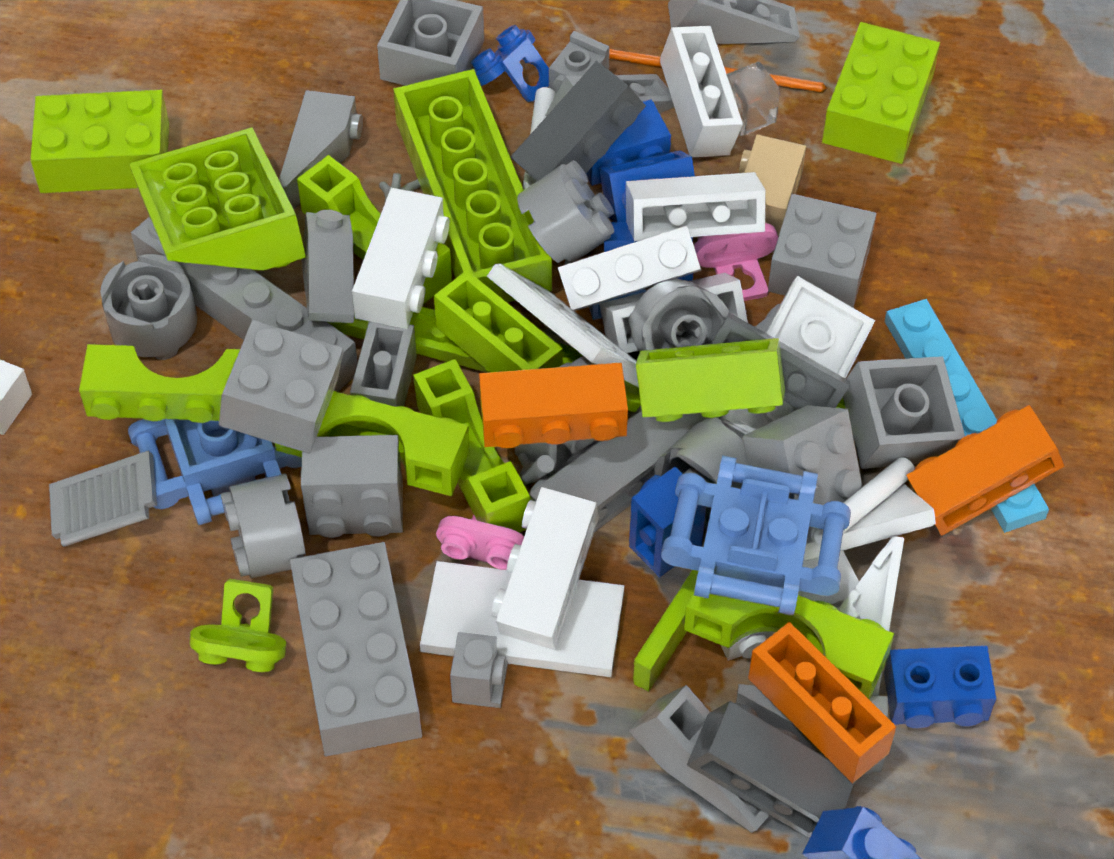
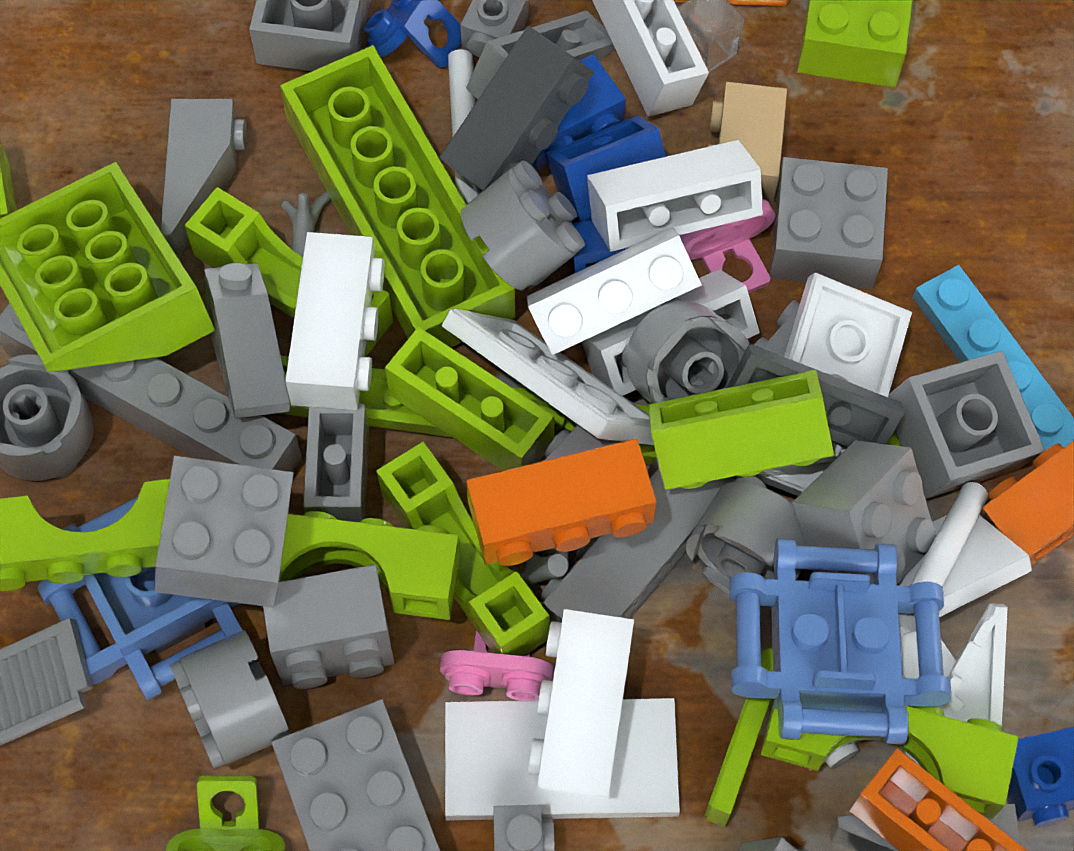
camera: 10 degrees left, 10 degrees up
(653, 519) = (705, 615): blue brick -> none

